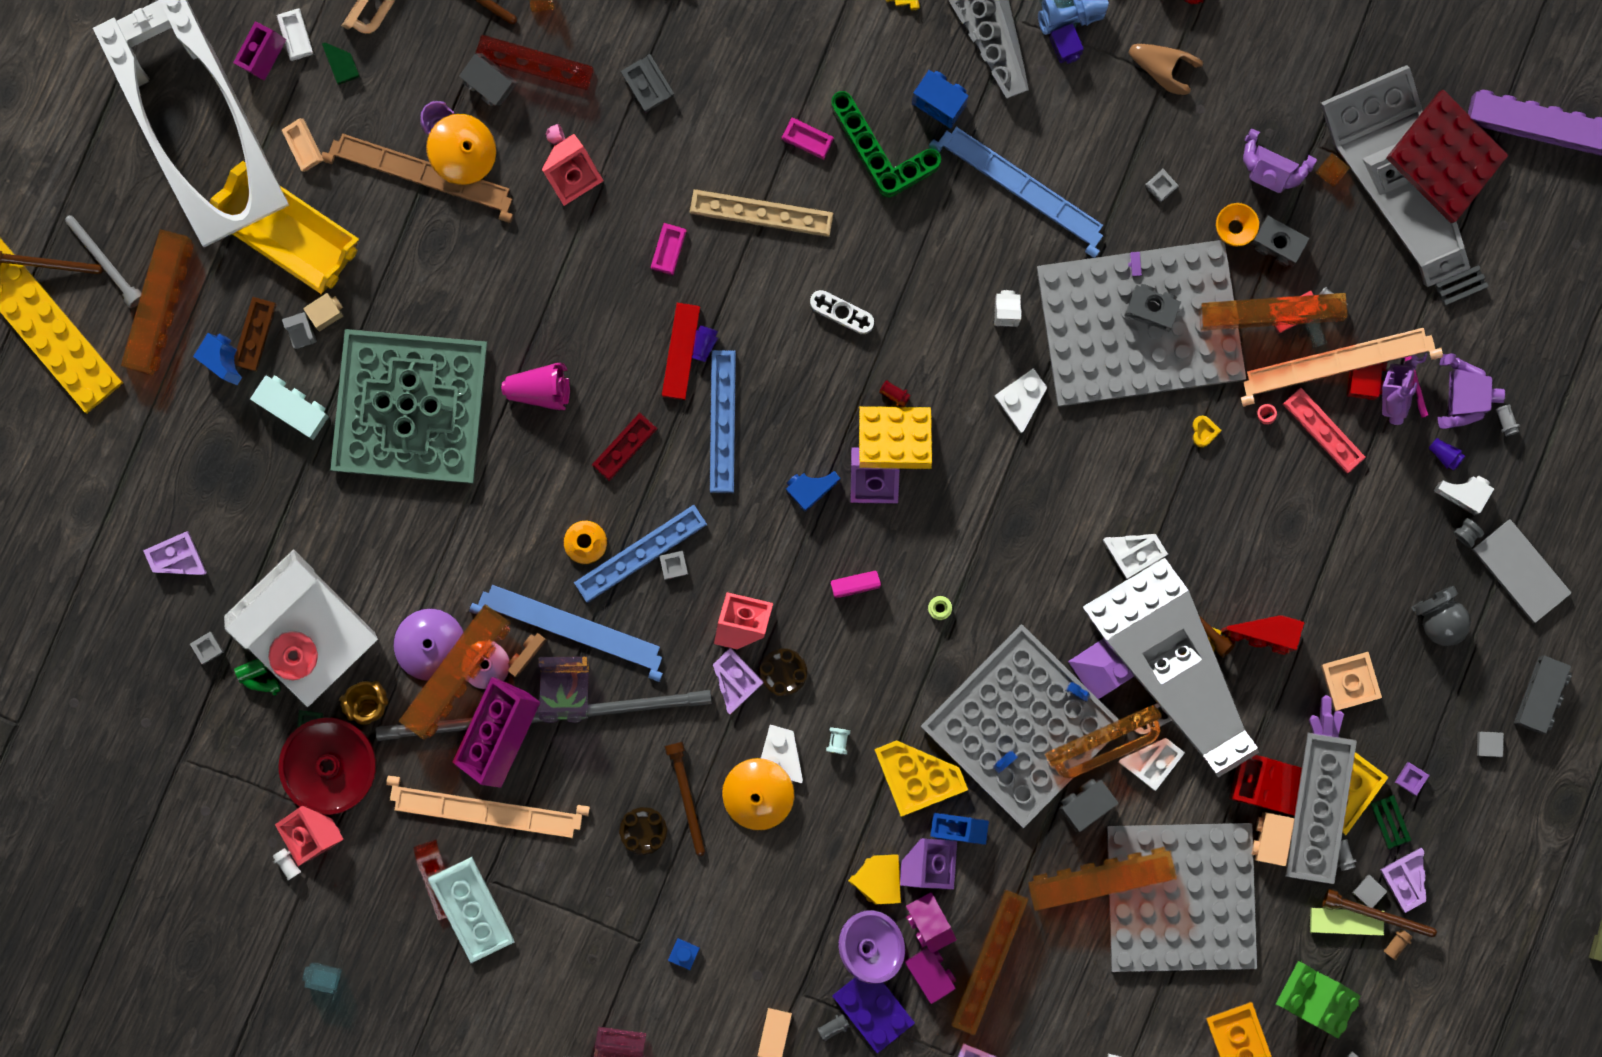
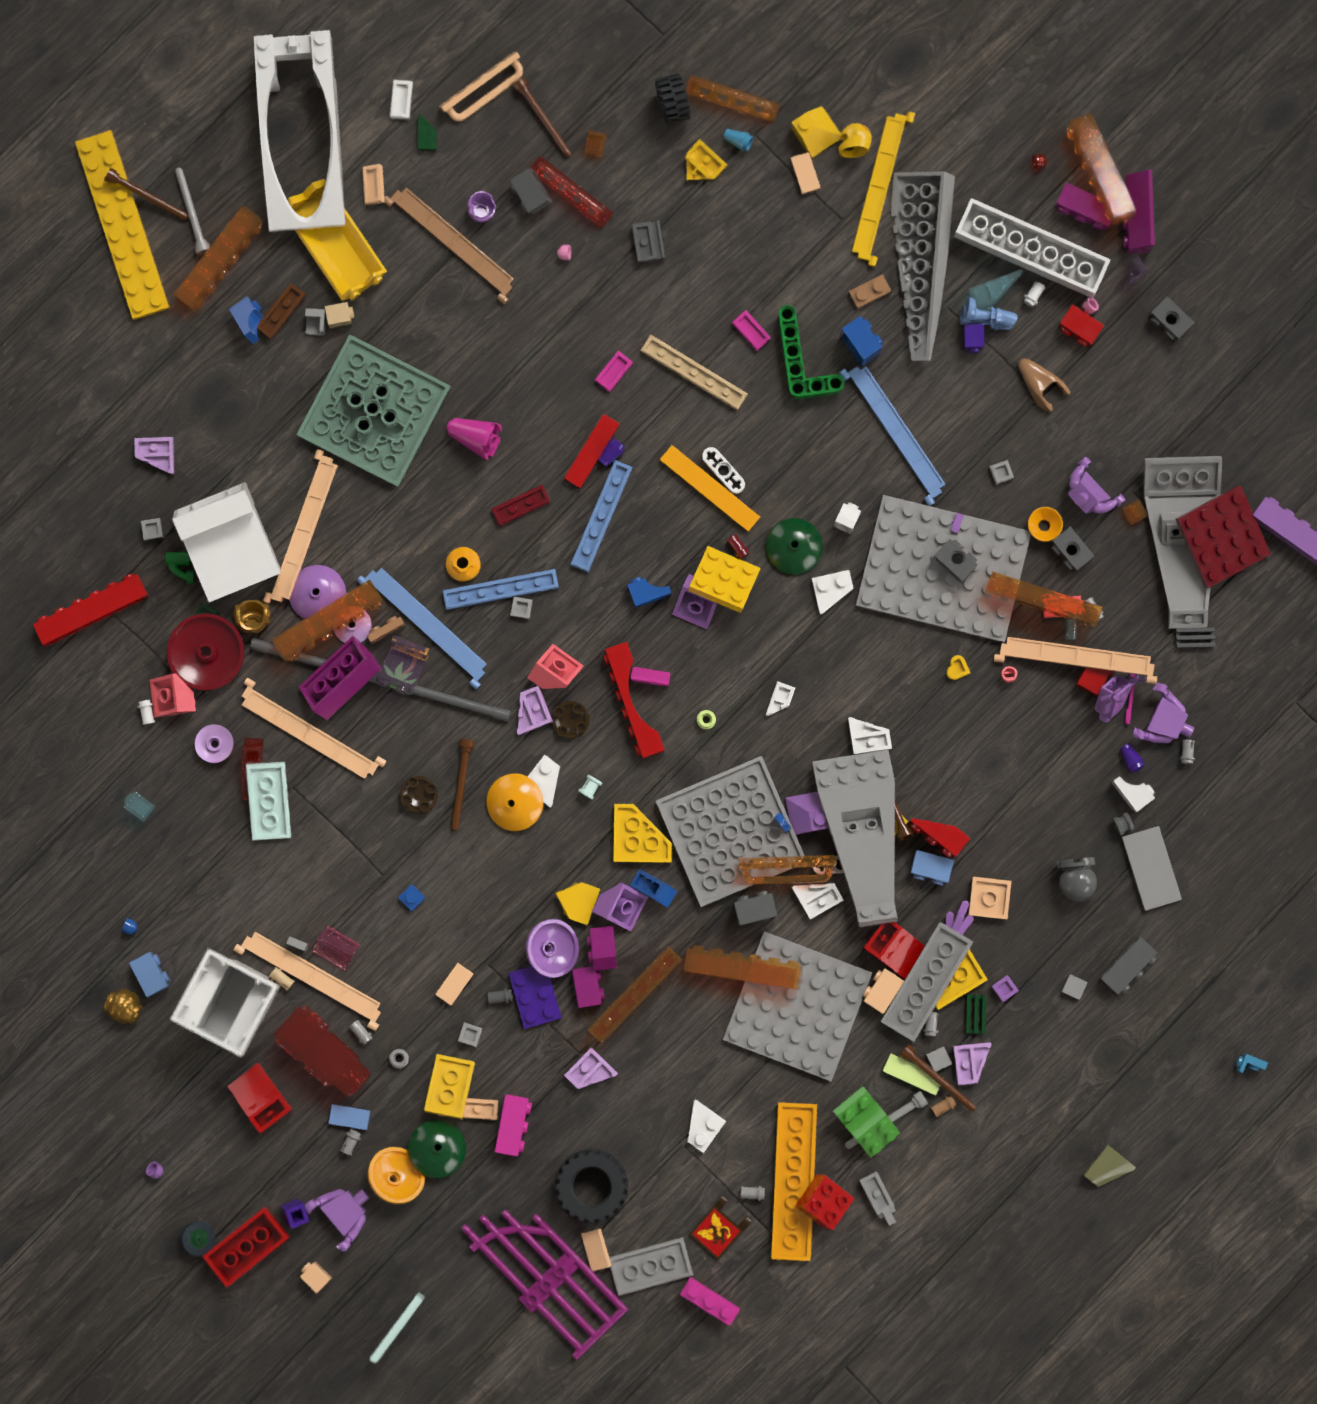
camera: 20 degrees right, 0 degrees up
(173, 771) = (90, 610): none -> red brick
(259, 50) = (370, 102): magenta brick -> none
(290, 406) = (285, 375): light aqua brick -> none
(293, 668) = (208, 568): coral plate -> none
(368, 868) = (204, 741): none -> lavender dish
(384, 577) = (304, 529): none -> light nougat piece
(450, 158) = (478, 235): light orange dish -> none
(570, 170) = (564, 283): coral slope -> none
(834, 339) = (710, 488): none -> light orange tile
(881, 657) = (647, 738): none -> red arch
(925, 39) = (870, 291): none -> medium nougat plate
(956, 383) = (789, 559): none -> dark green dish
(1005, 761) = (706, 852): blue tile -> none
(1015, 547) = (781, 698): none -> white tile
(1270, 673) = (931, 867): none -> medium blue brick
(1324, 430) = (1047, 704): coral tile -> none
(1365, 950) = (917, 1101): none -> light grey piece

